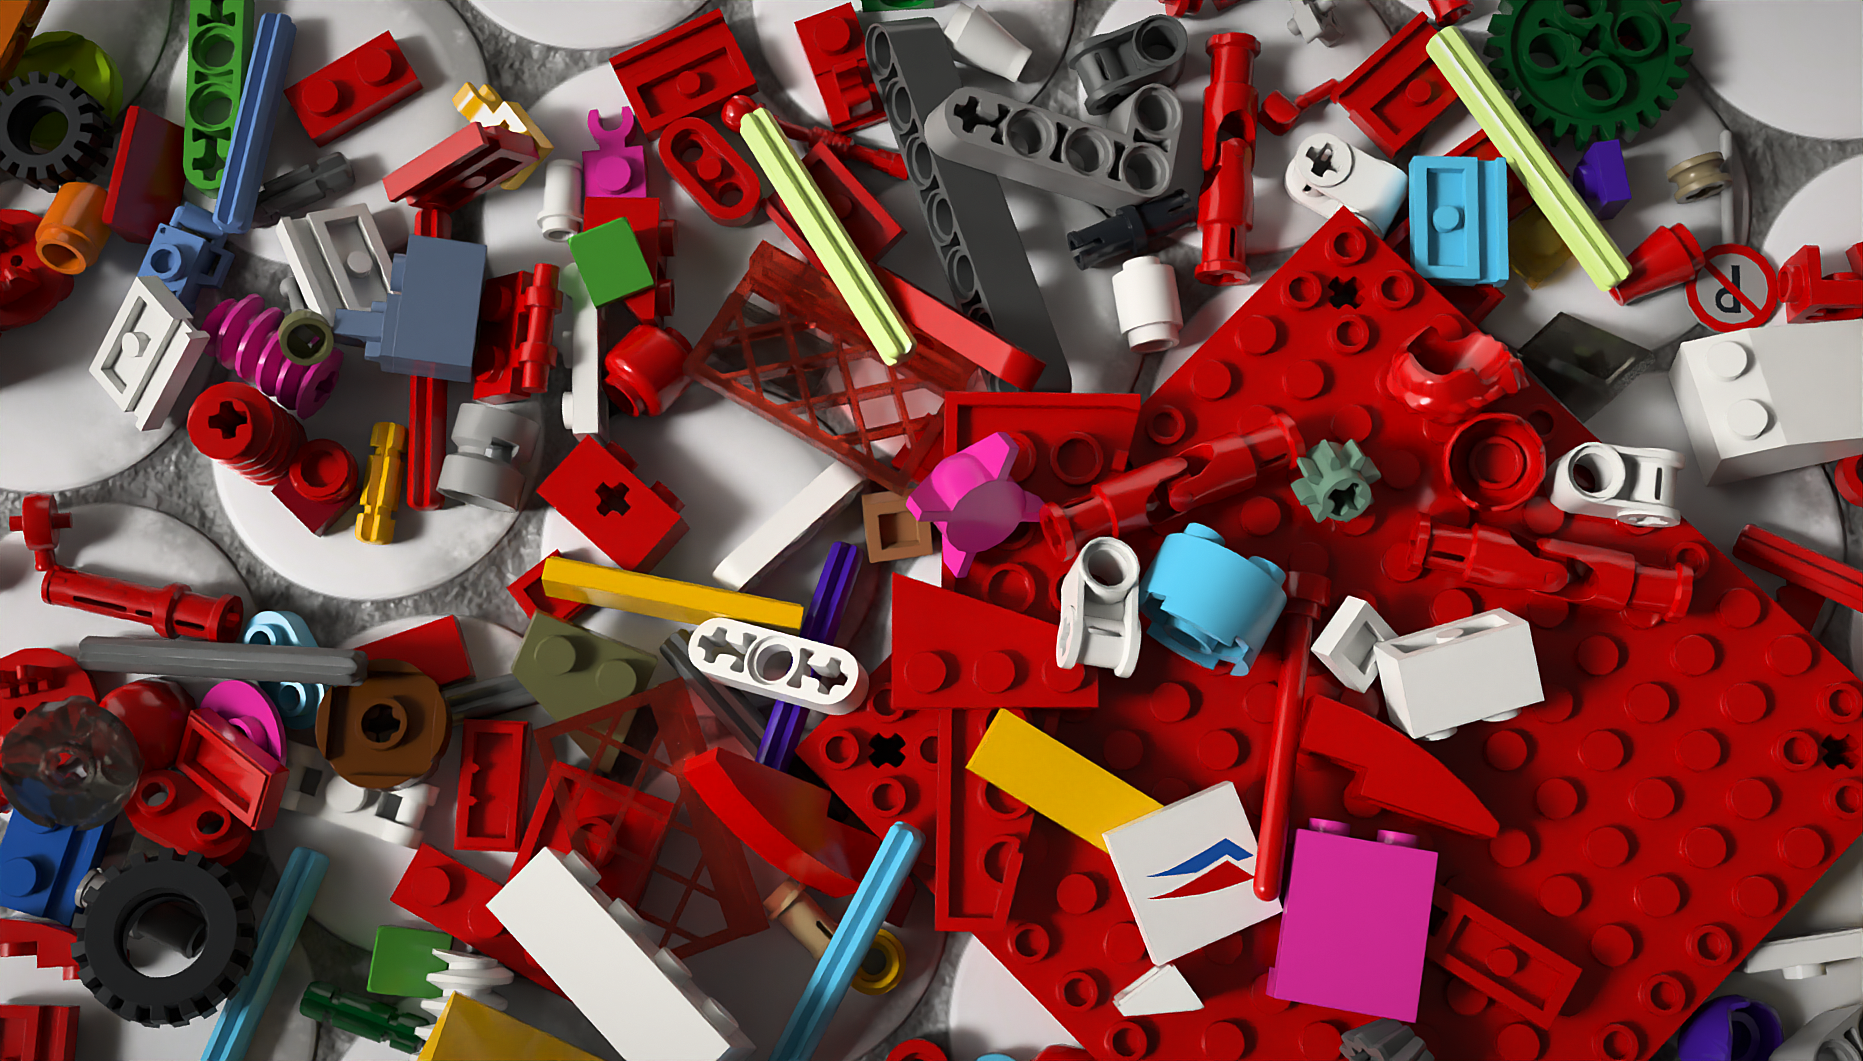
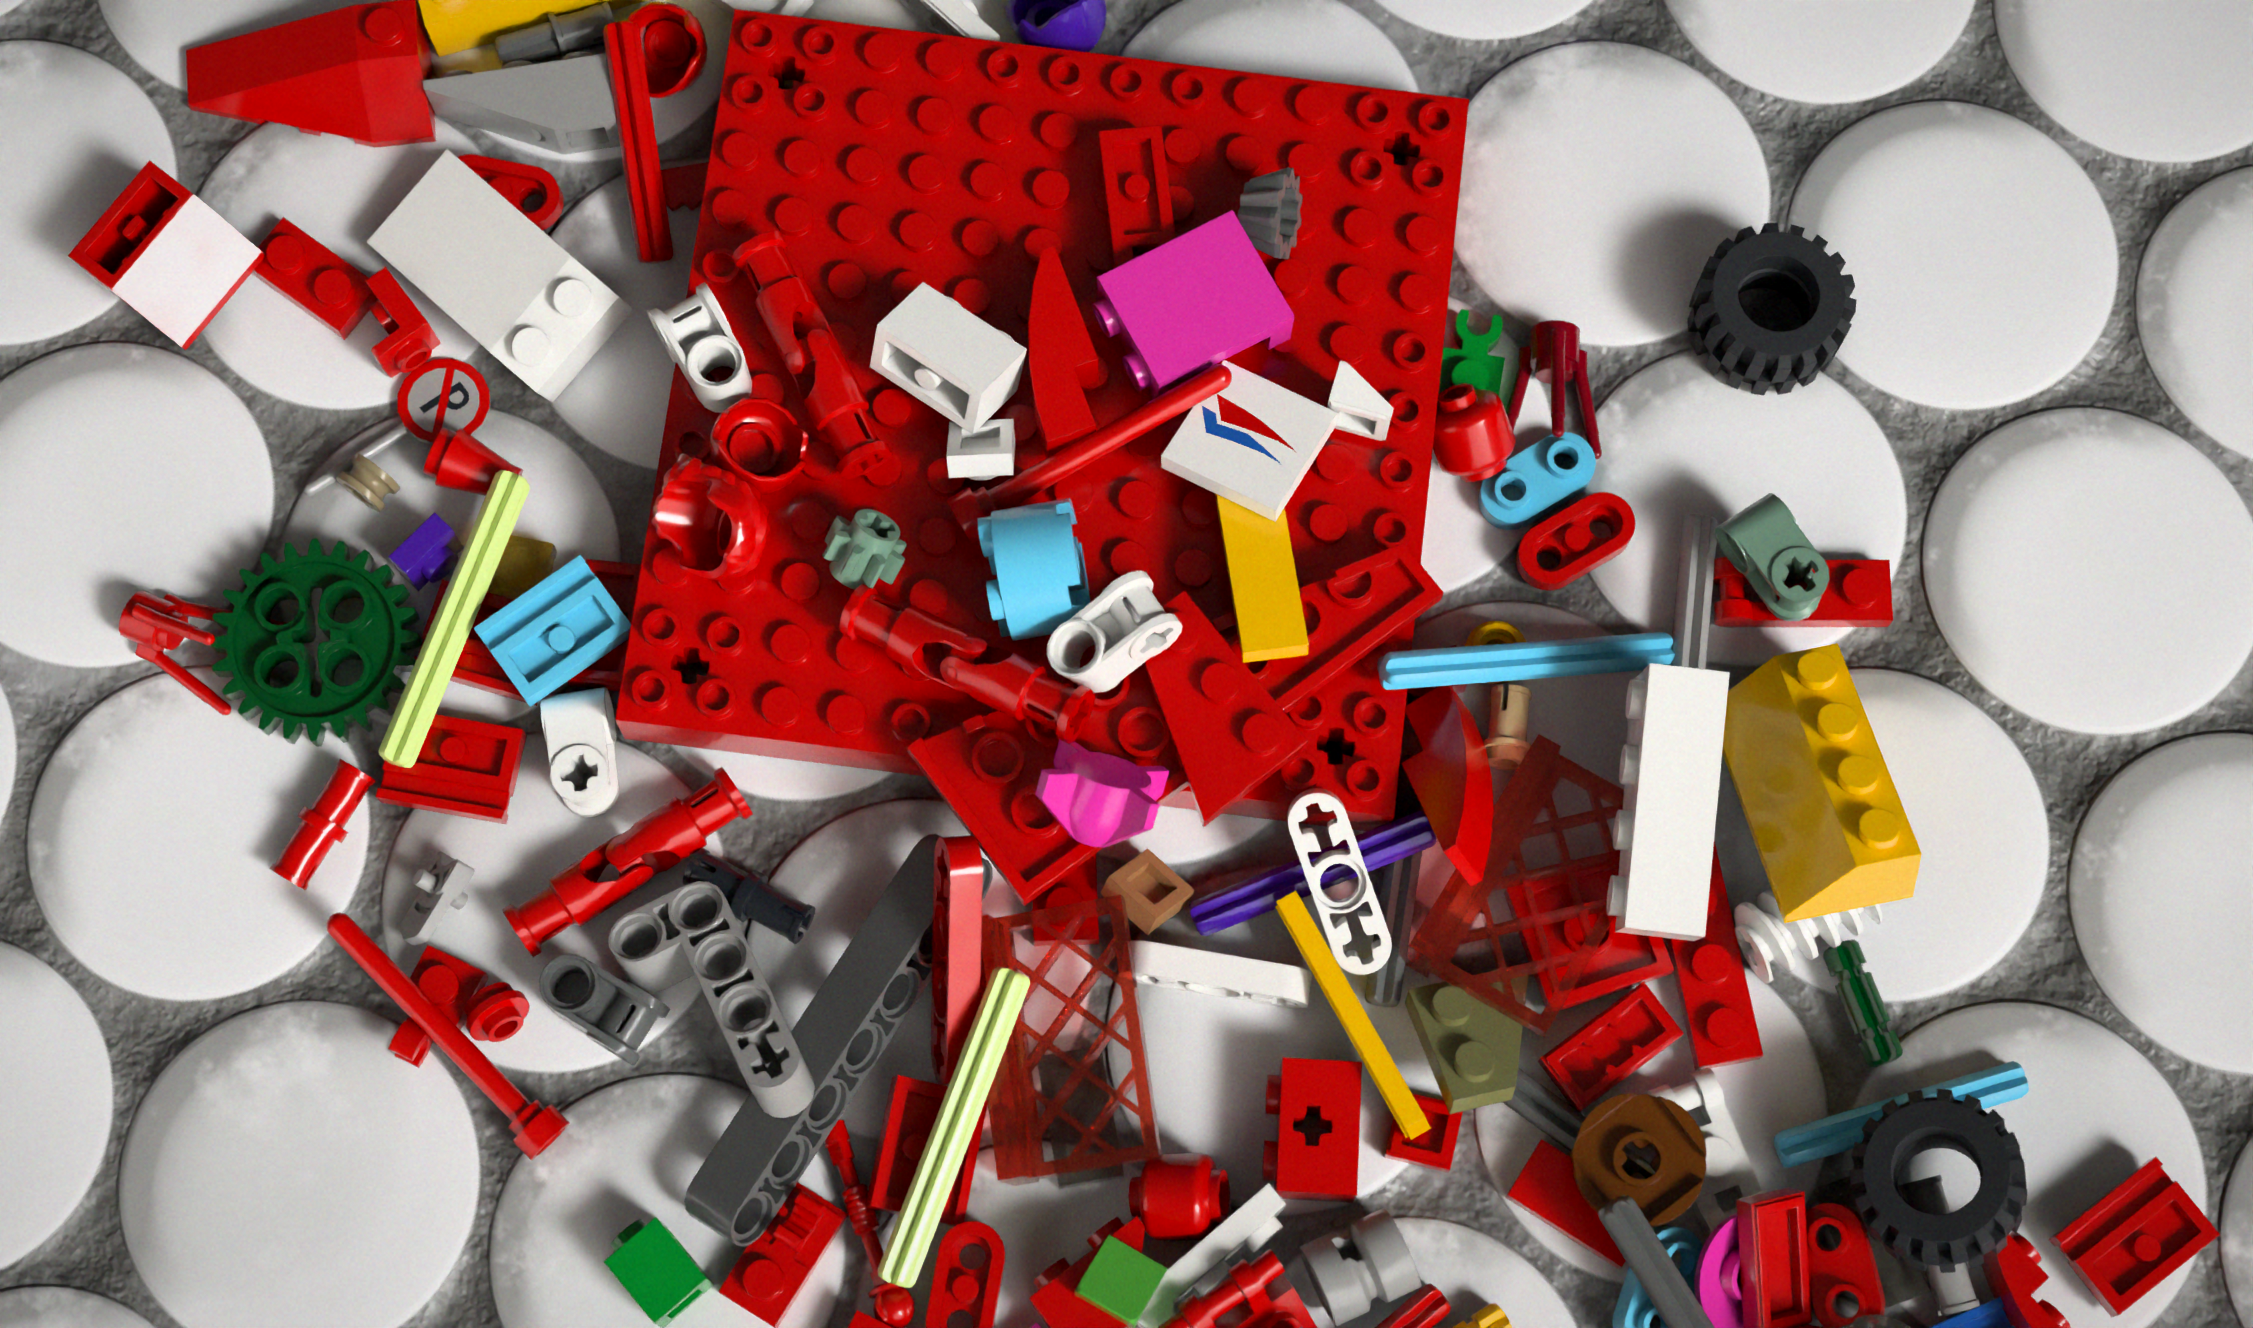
camera: 135 degrees left, 5 degrees down
(404, 959) = (1793, 1001): bright green slope -> none
(984, 44) = (671, 1144): white cone -> none
(1148, 305) = (806, 831): white brick -> none
(1280, 114) = (550, 850): red hand -> none
(1583, 363) = (600, 461): clear smoke slope -> none

